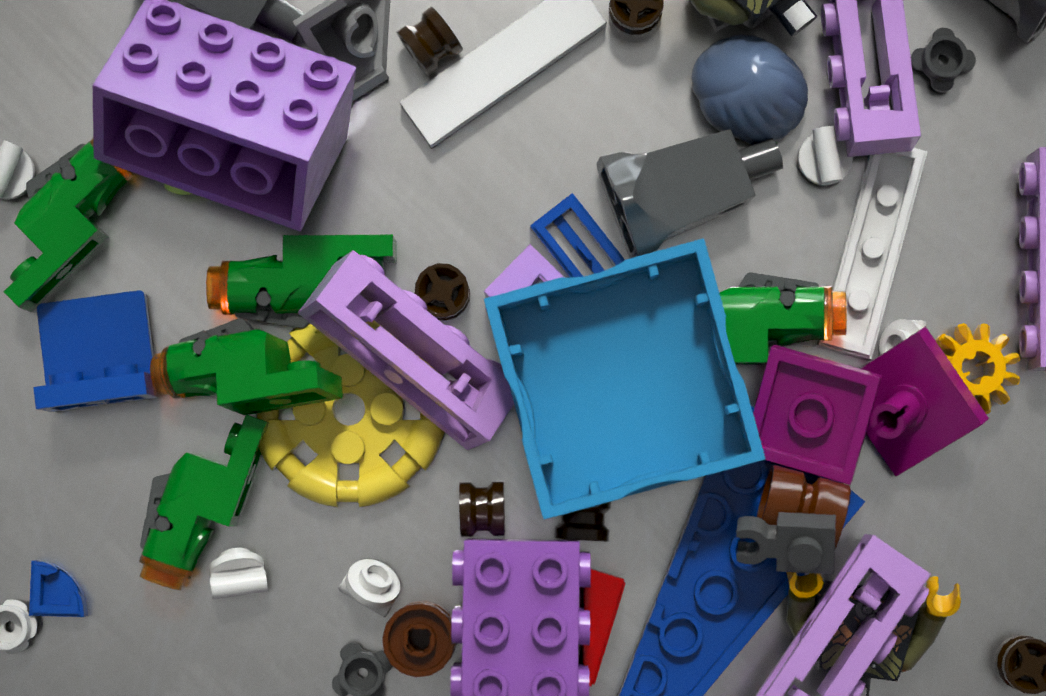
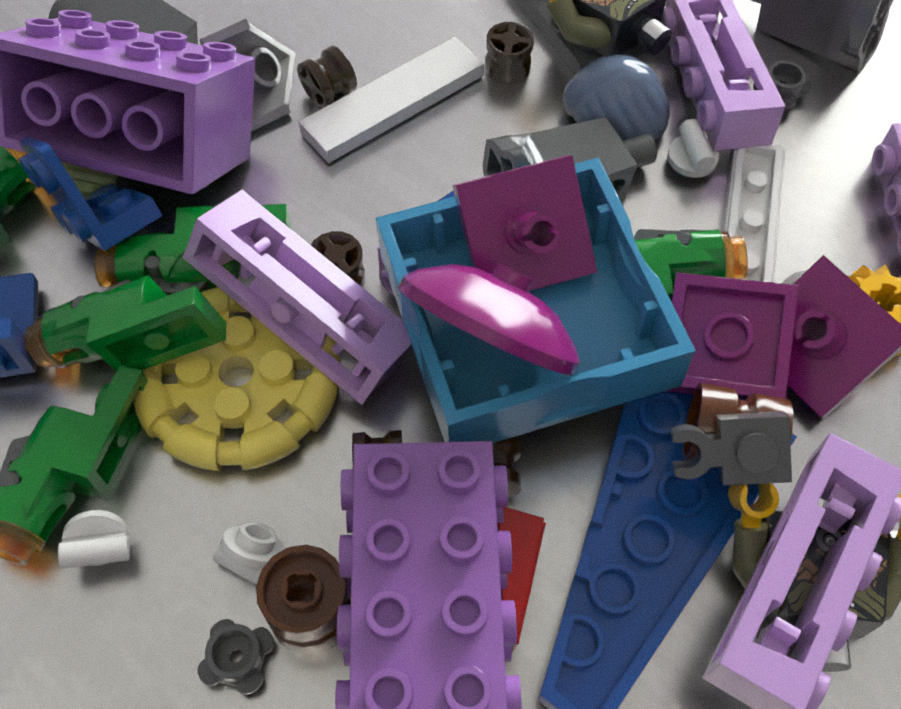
camera: 10 degrees left, 25 degrees down
(211, 236) = (103, 216): none -> blue bracket
(583, 431) = (495, 311): none -> magenta dish
(626, 312) = (528, 222): none -> magenta tile

